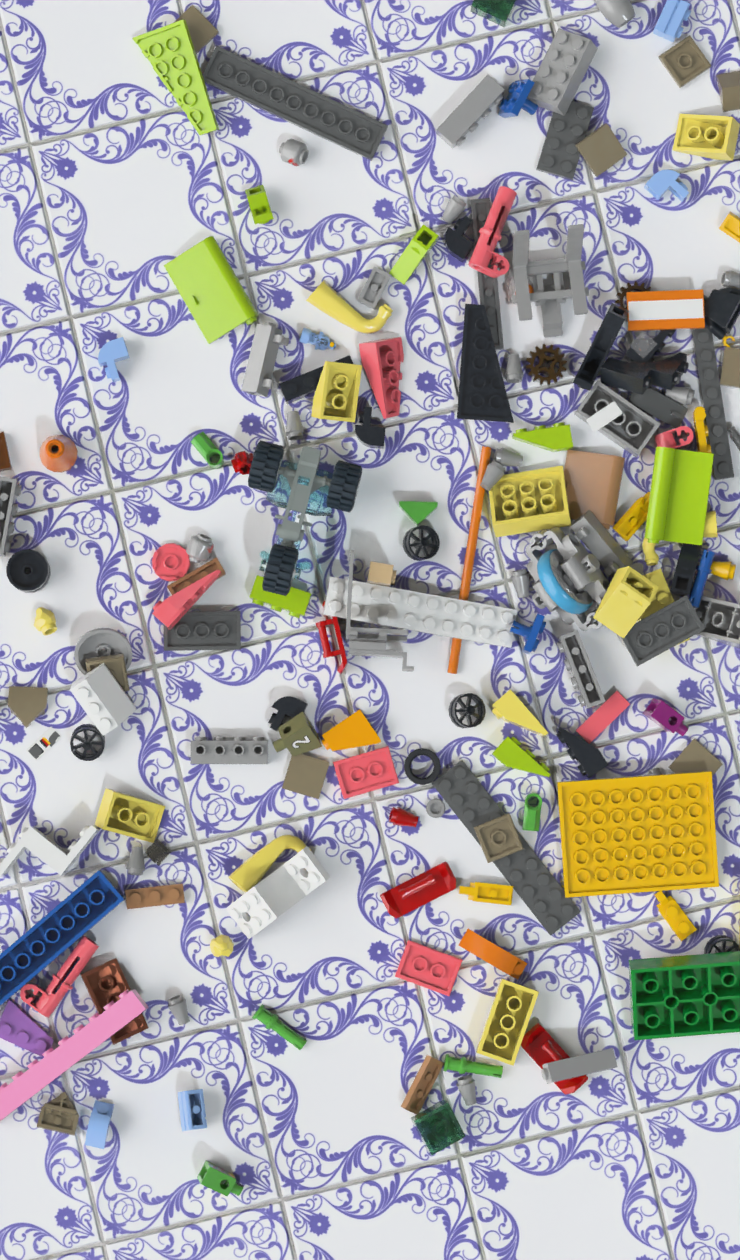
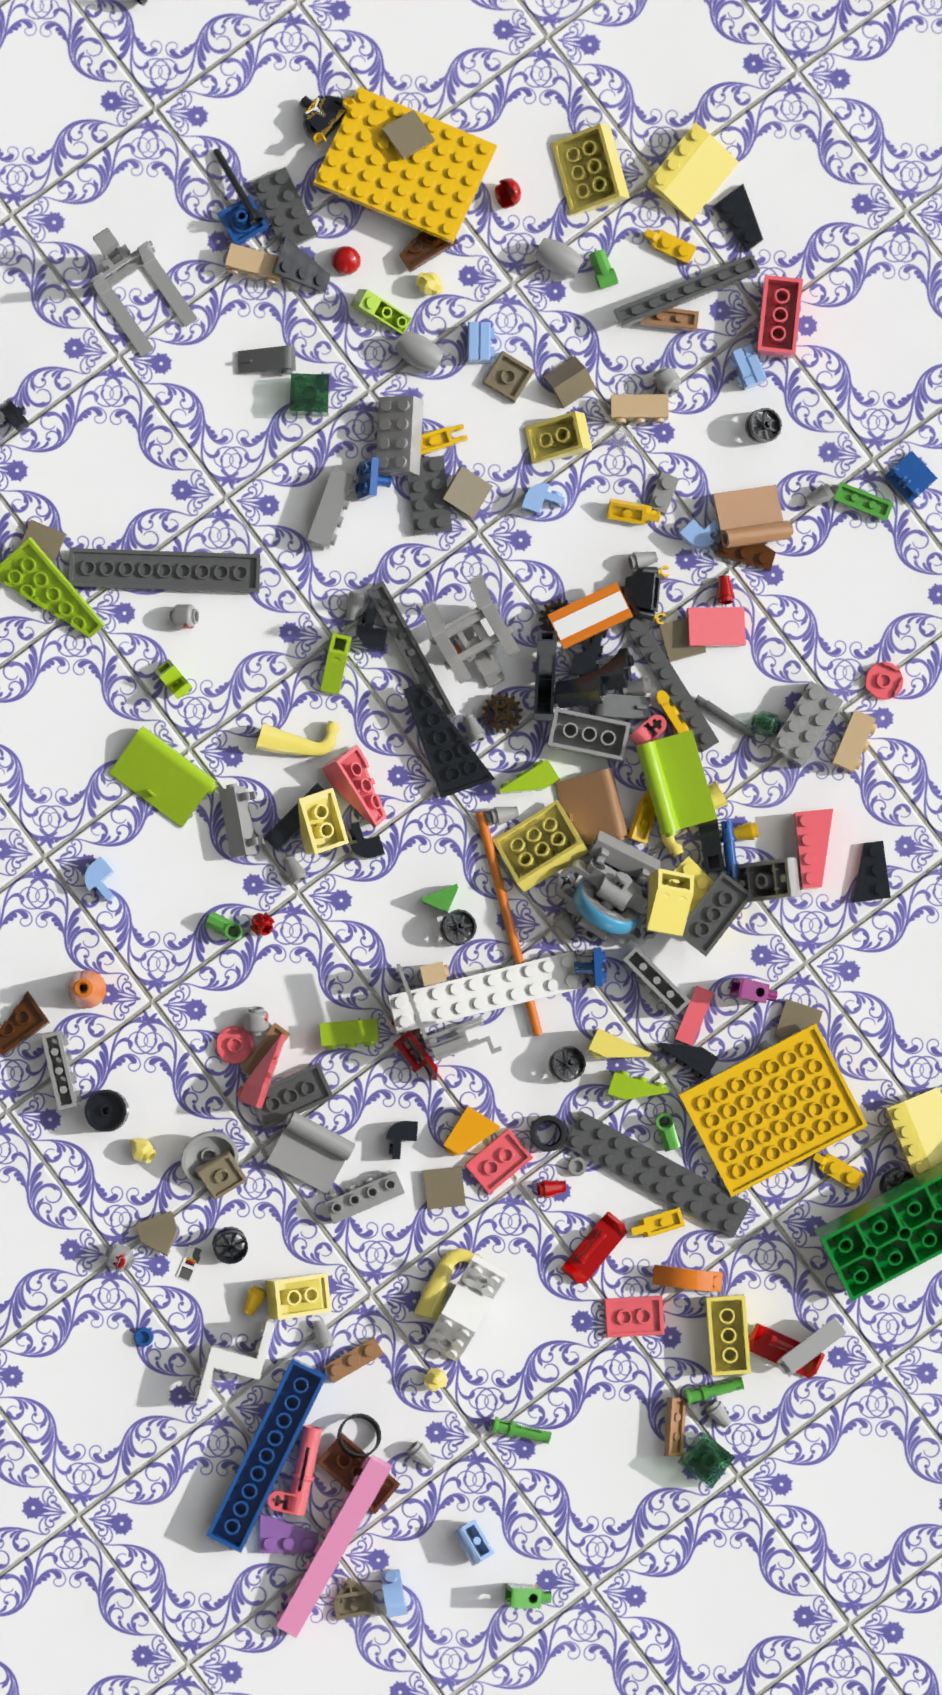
camera: 20 degrees left, 0 degrees up
(87, 801) = (253, 1299): none -> yellow cone
(102, 698) = (227, 1199): white slope -> none
(148, 961) = (341, 1443): none -> black tyre
(158, 852) = (339, 1318): clear smoke brick -> none
(197, 689) = (310, 1152): none -> light grey door
(297, 736) = (421, 1155): olive torso -> none
(302, 490) = (325, 927): piece -> none
(321, 340) = (284, 780): light blue piece -> none
(374, 288) = (312, 710): light grey plate -> none
(491, 234) = (399, 615): coral piece -> none
(492, 475) = (496, 836): light grey cone -> none
(498, 838) = (646, 1168): dark tan tile -> none
(598, 92) = (441, 439): none -> yellow hinge
(604, 416) = (576, 738): white sticker -> none
(643, 345) = (583, 656): clear plate -> none

